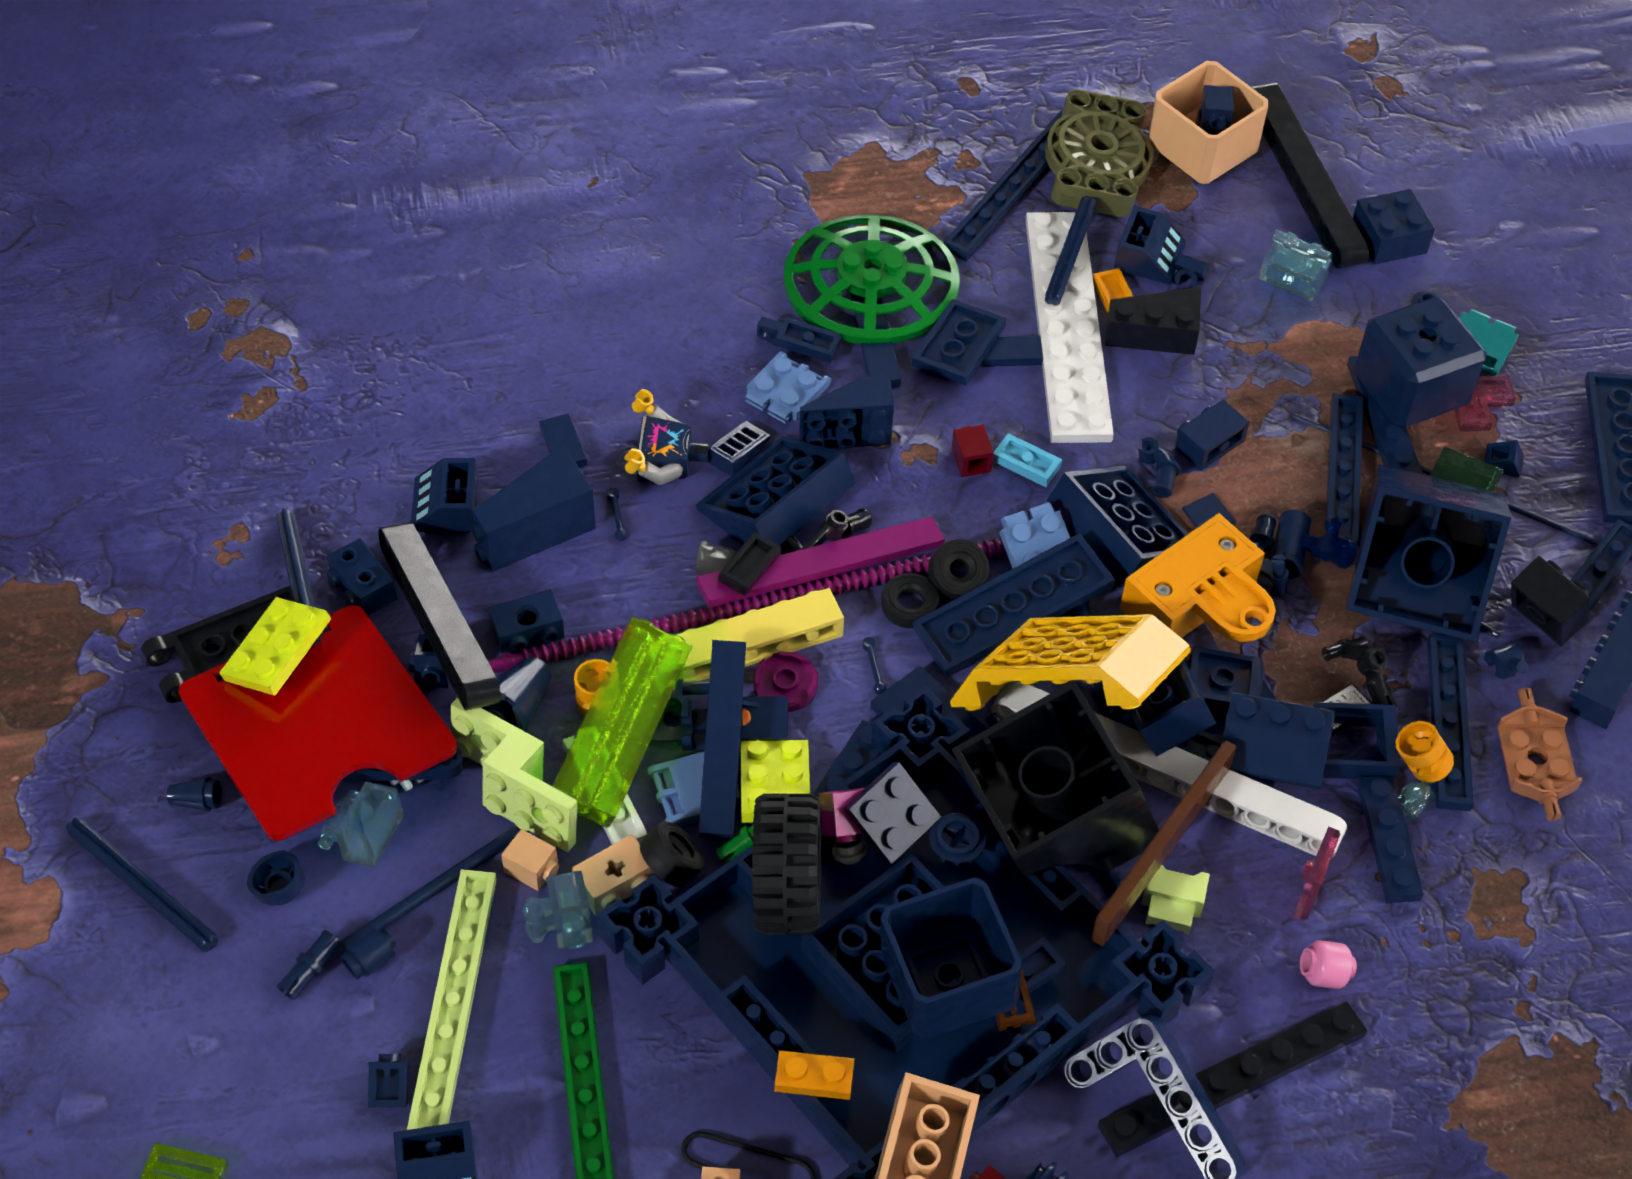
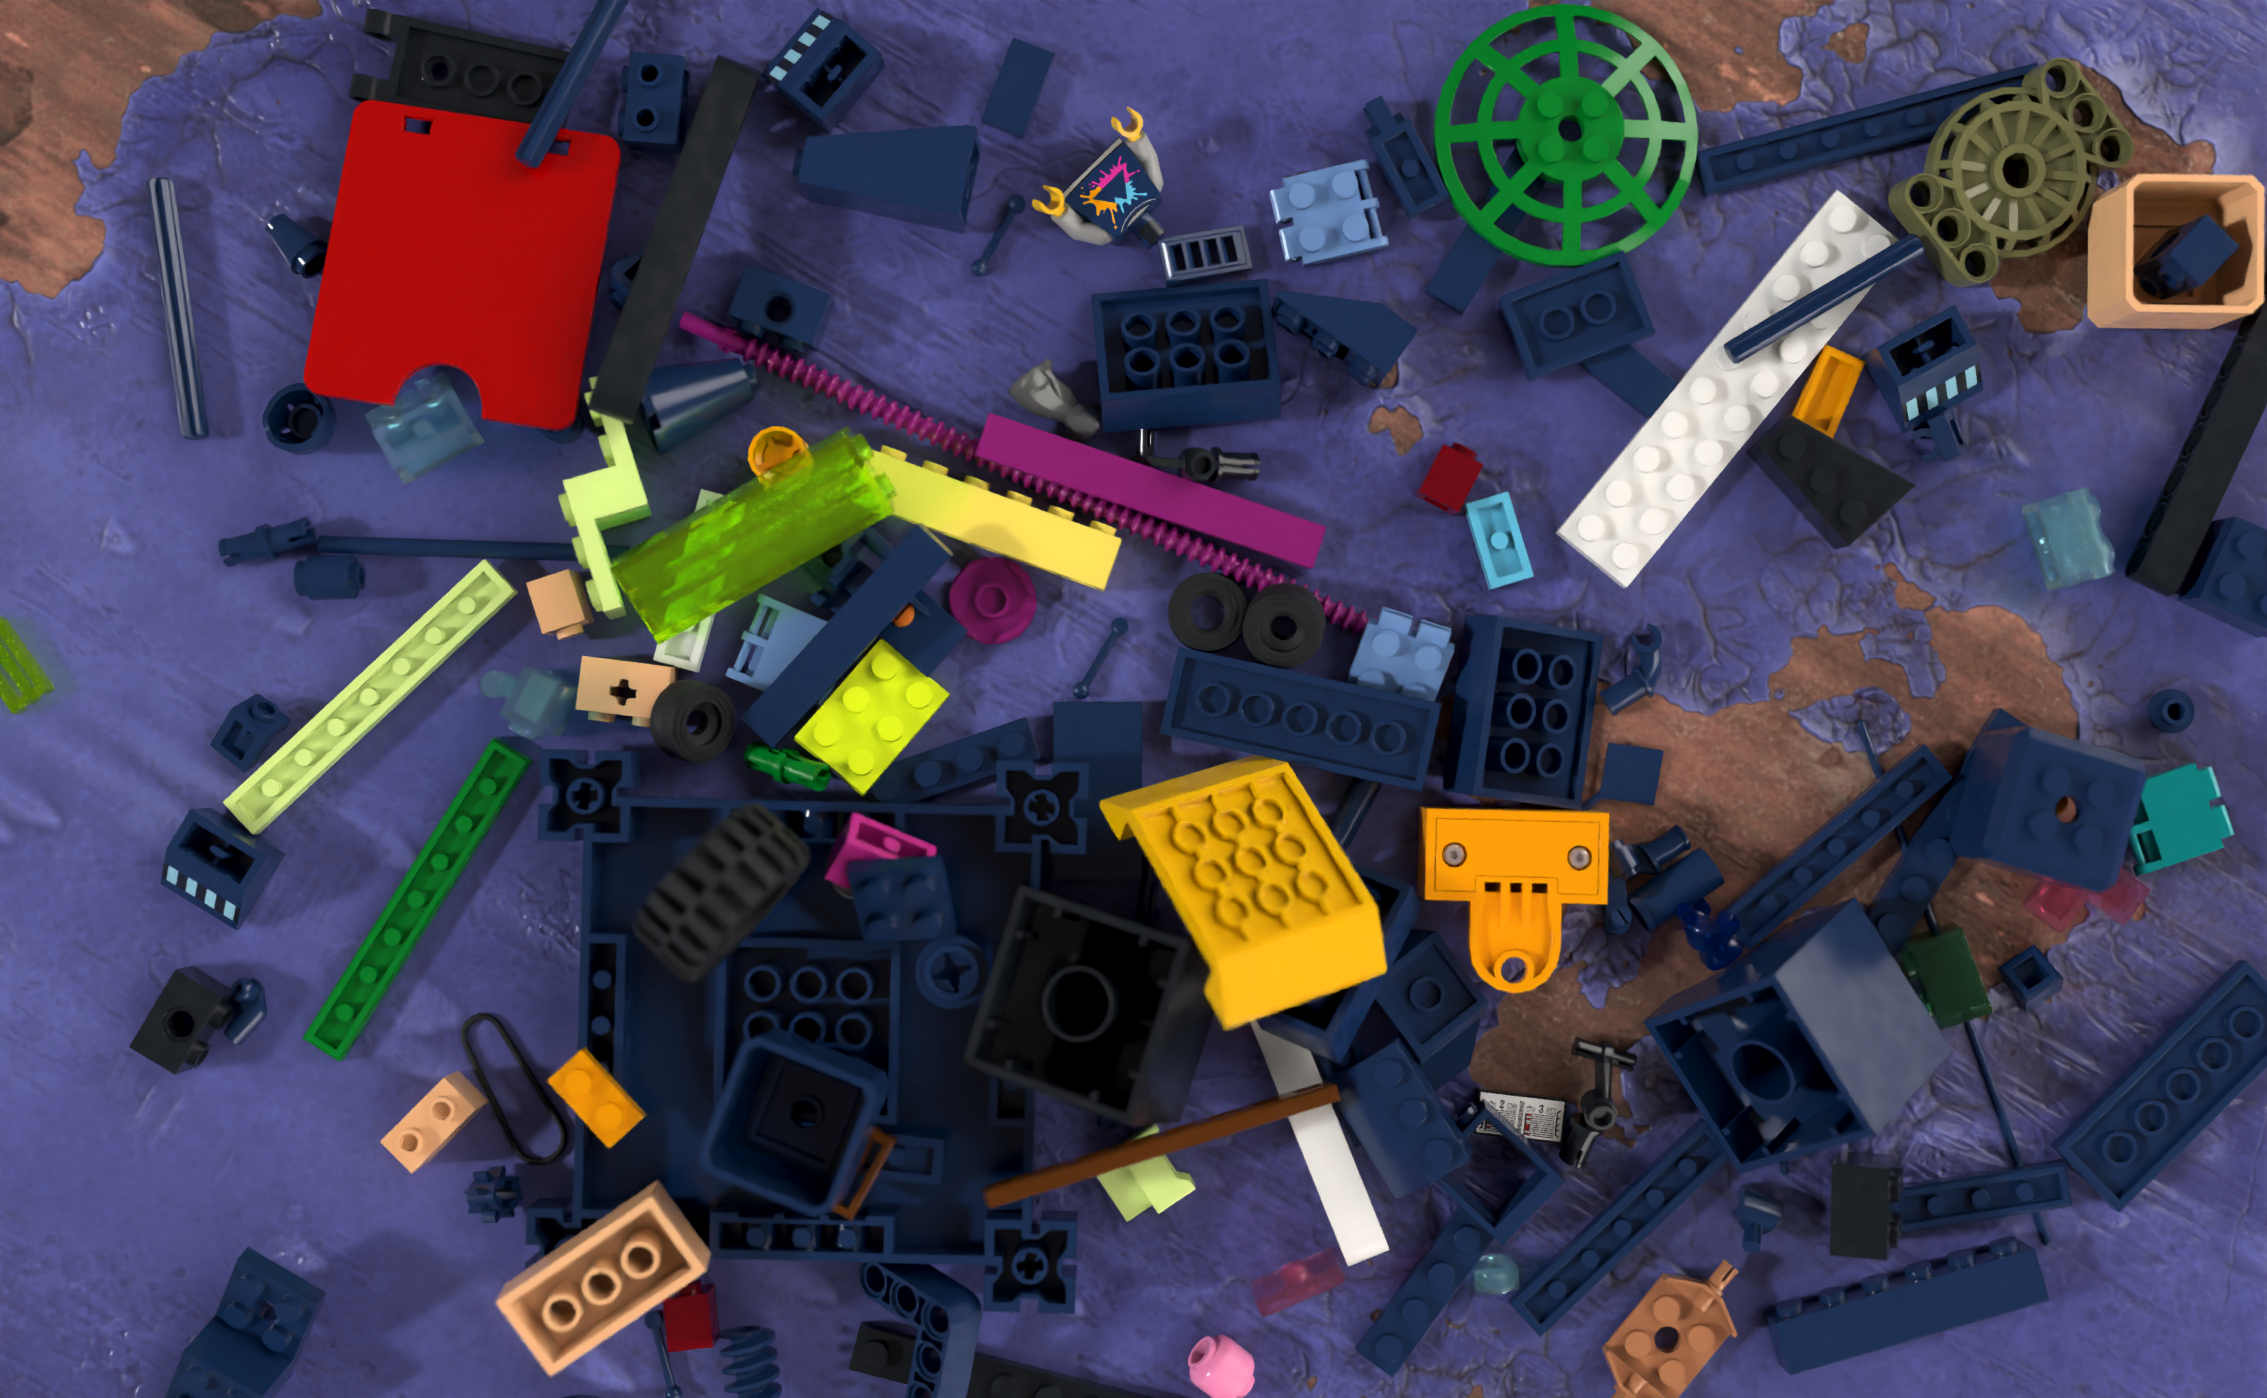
camera: 40 degrees right, 35 degrees up
(275, 646) = (478, 142): neon yellow plate -> none
(749, 564) = (1056, 444): black tile -> none
(1211, 434) = (1733, 681): dark blue brick -> none
(1424, 751) = (1541, 1253): light orange wheel -> none

